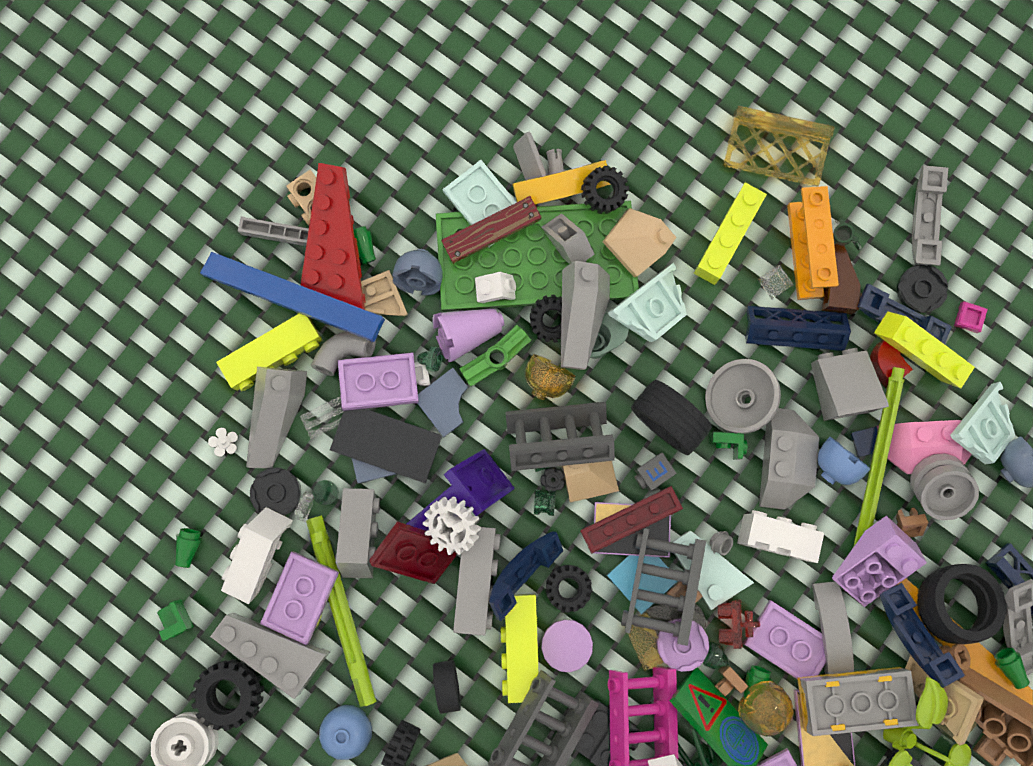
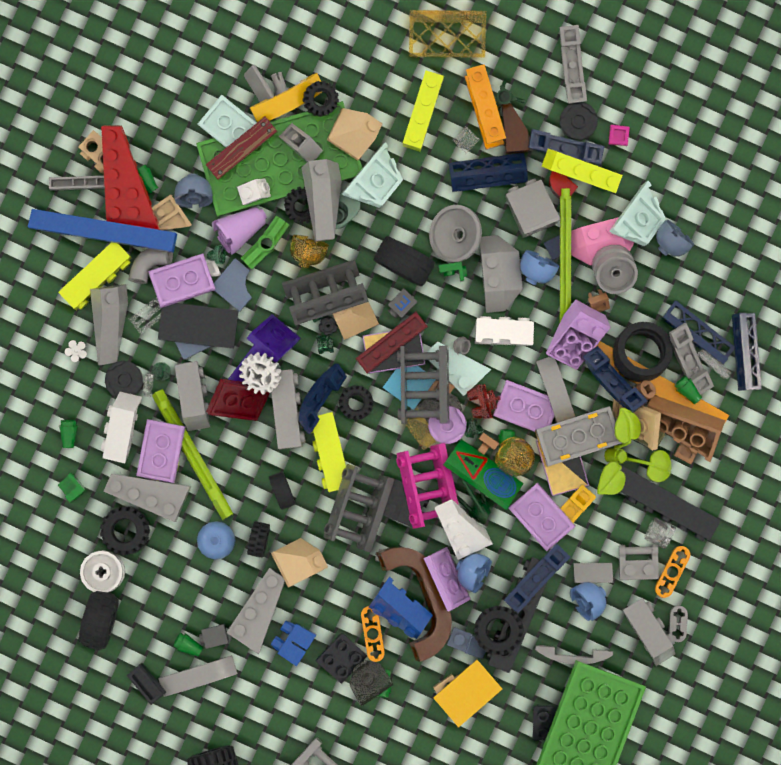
camera: 10 degrees left, 5 degrees up
(567, 645) = (363, 444): lavender tile -> none

